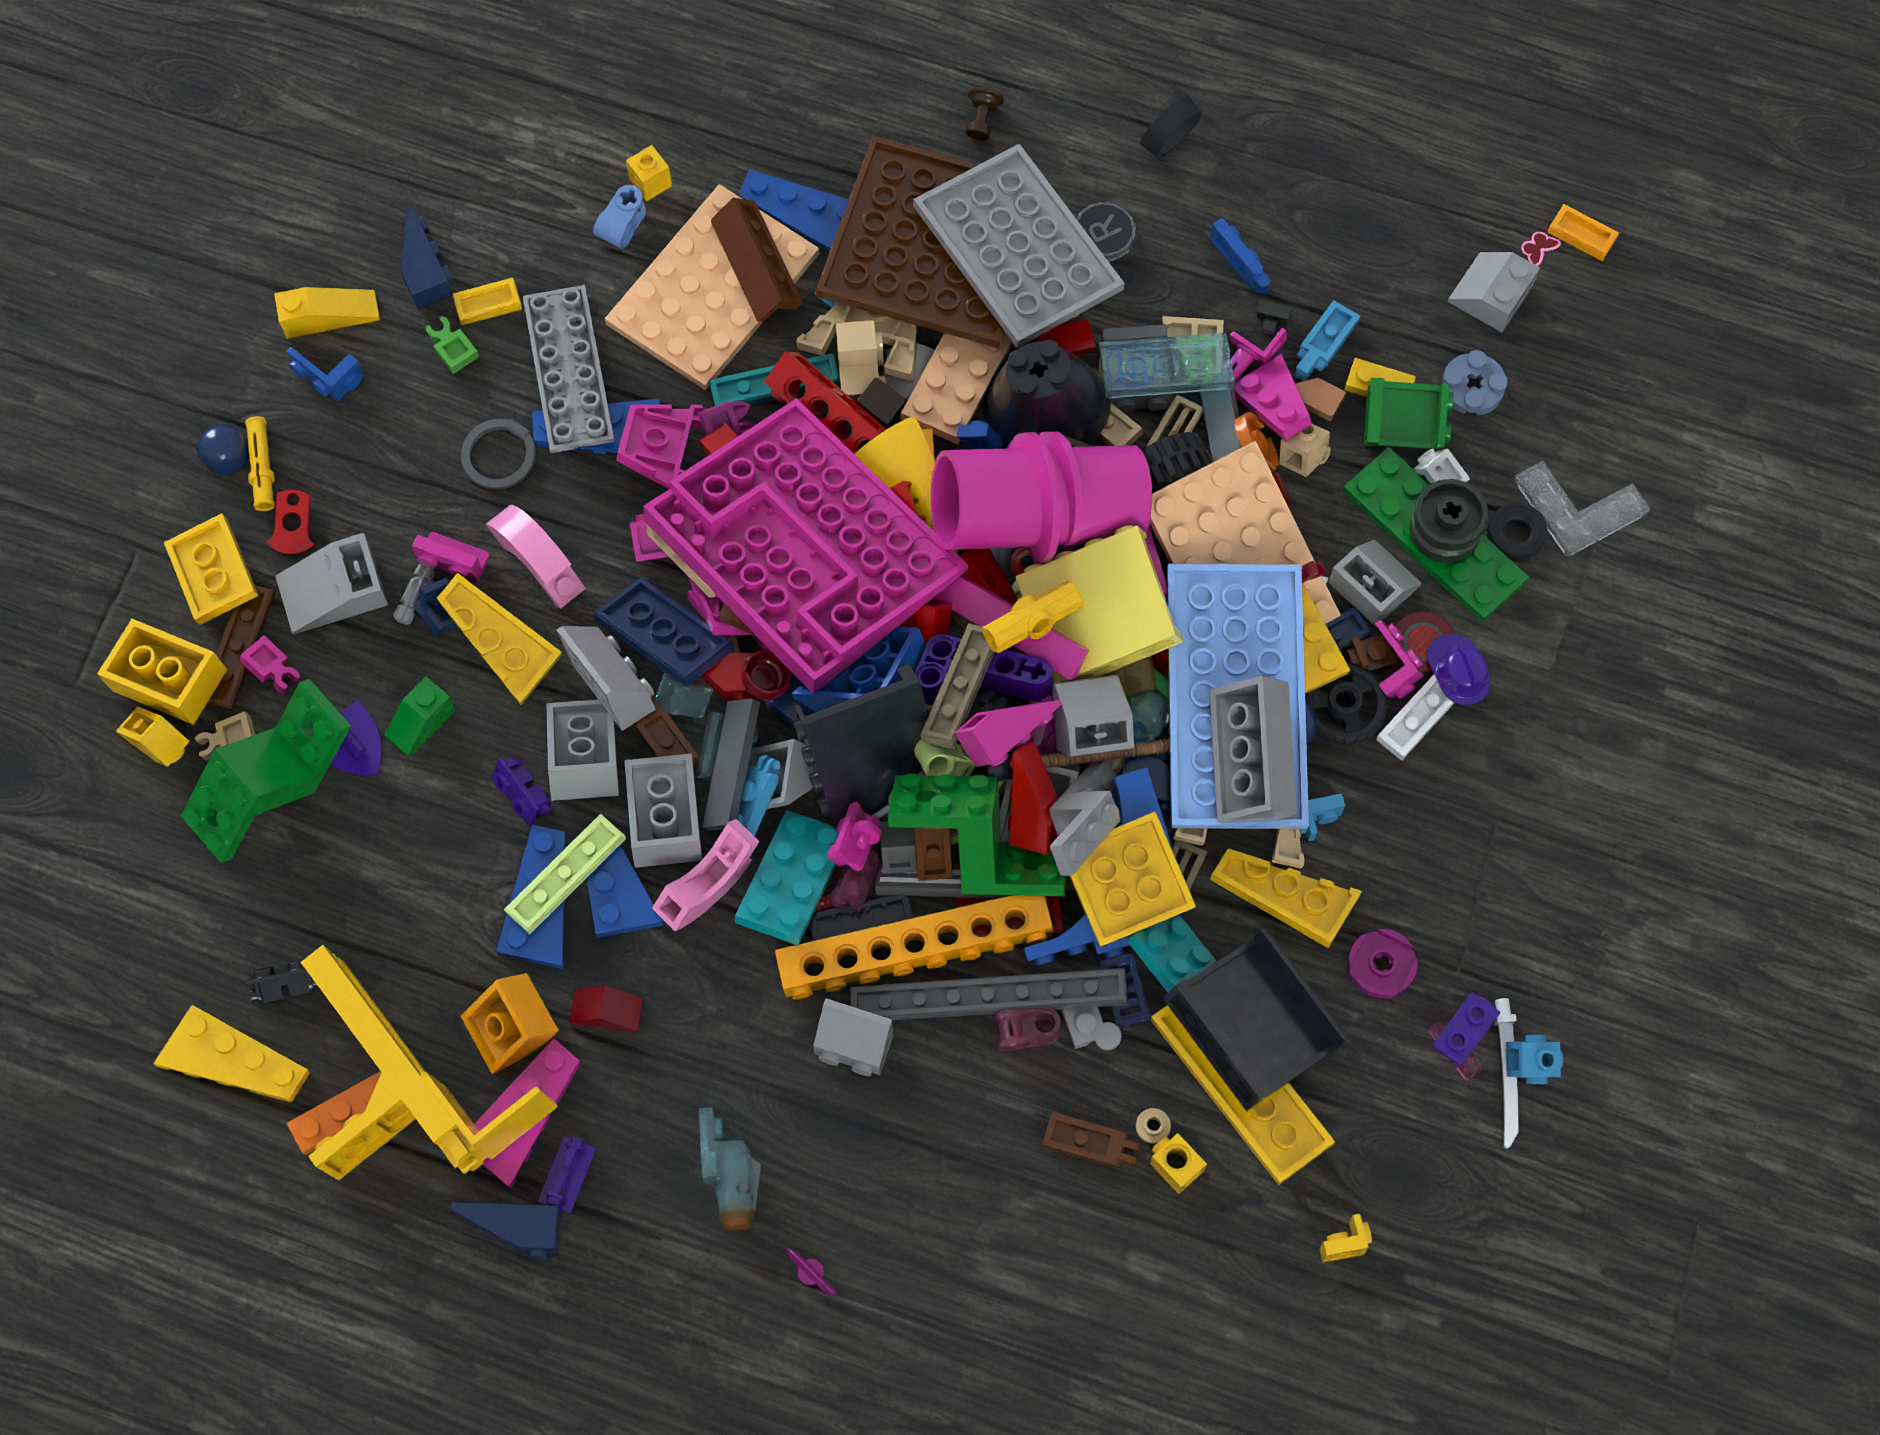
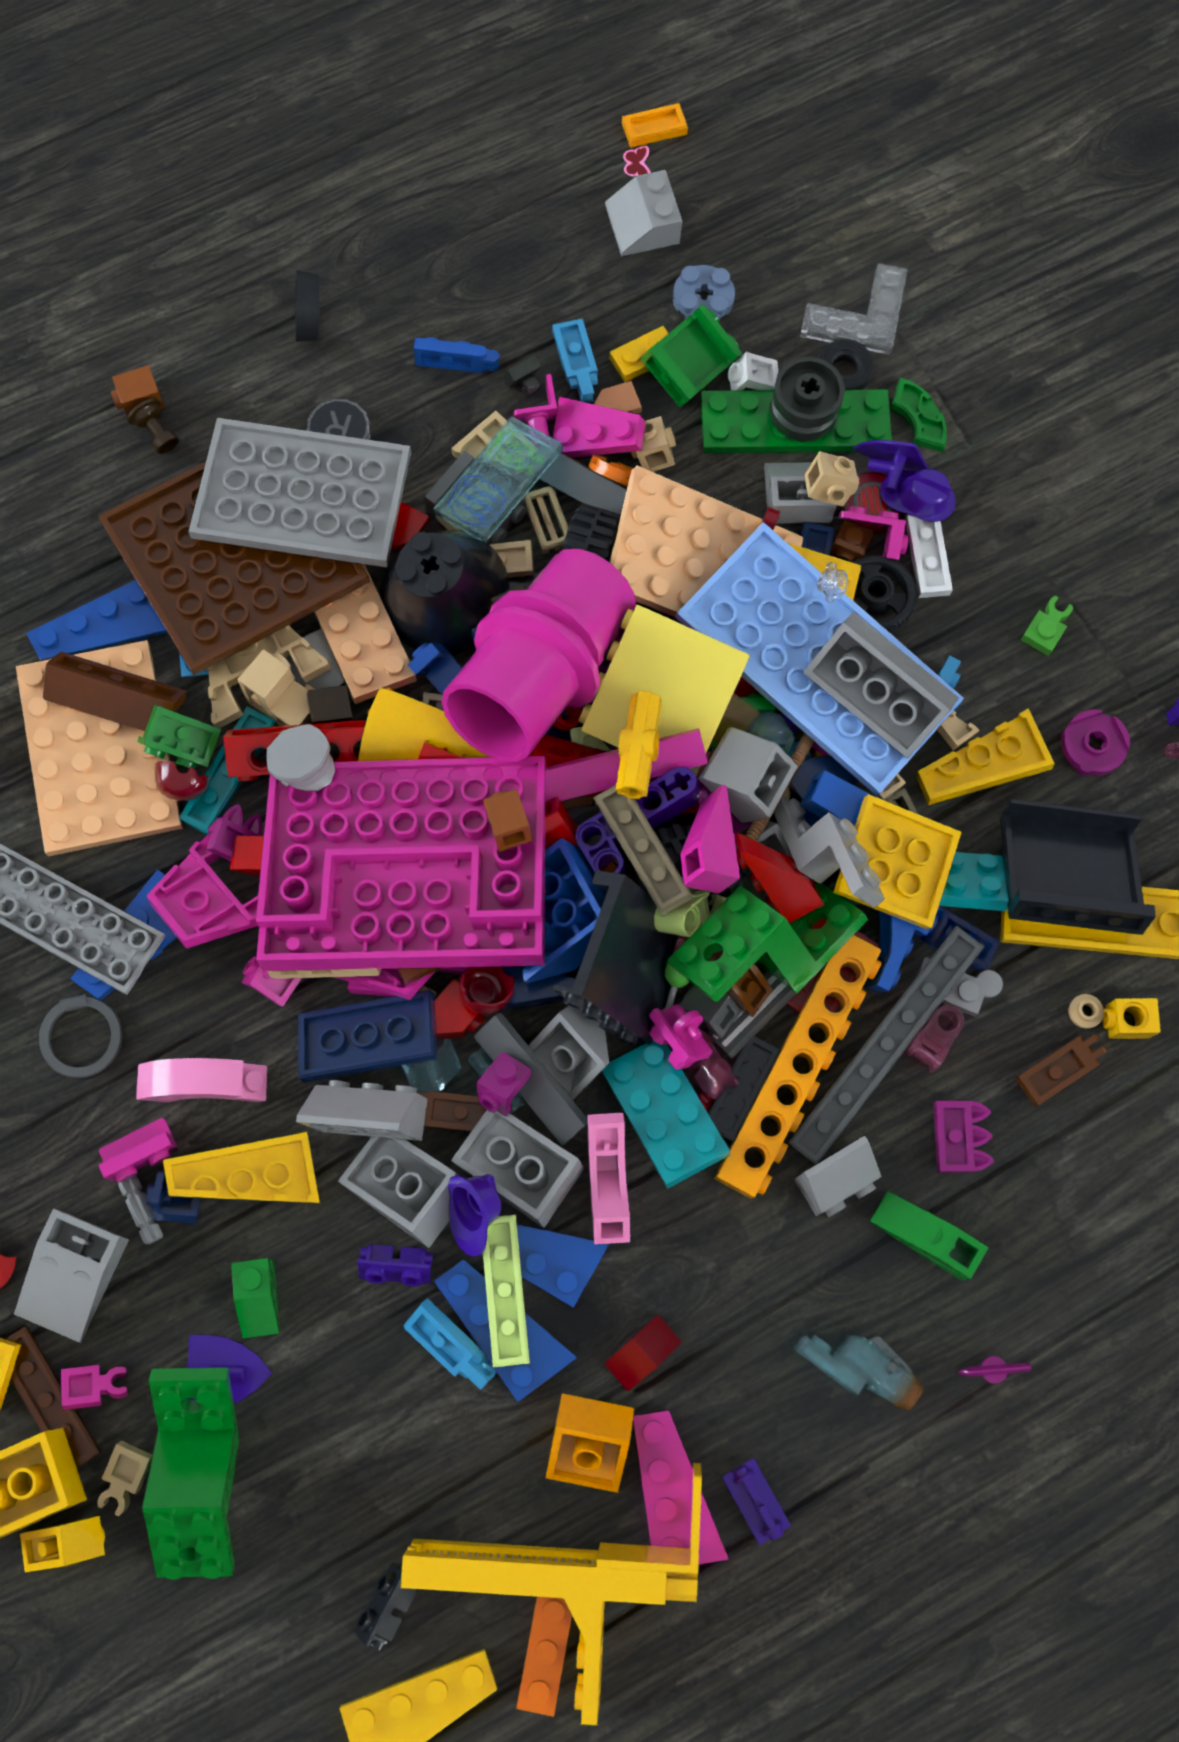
camera: 55 degrees left, 5 degrees up
(496, 871) = (449, 1344): none -> dark azure hinge
(524, 1227) = (772, 1579): dark blue slope -> none
(602, 800) = (471, 1210): none -> dark purple piece
(707, 743) = (502, 1083): none -> magenta bracket
(729, 358) = (179, 785): none -> dark red hair
(757, 792) = (574, 1078): dark azure hinge -> none
(763, 327) = (179, 736): none -> green bracket
(815, 412) = (301, 758): none -> light grey hat
(867, 1141) = (929, 1236): none -> green slope
(890, 575) = (507, 819): none -> dark orange brick
(965, 1105) = (958, 1136): none -> magenta plate
(998, 76) = (134, 388): none -> dark orange brick
(1301, 657) = (832, 582): none -> clear plate
(1389, 586) = (831, 479): none -> tan brick
(1444, 855) = (1047, 627): none -> bright green plate
(1462, 632) = (891, 458): none -> dark purple shield
(1537, 619) = (922, 414): none -> green tile

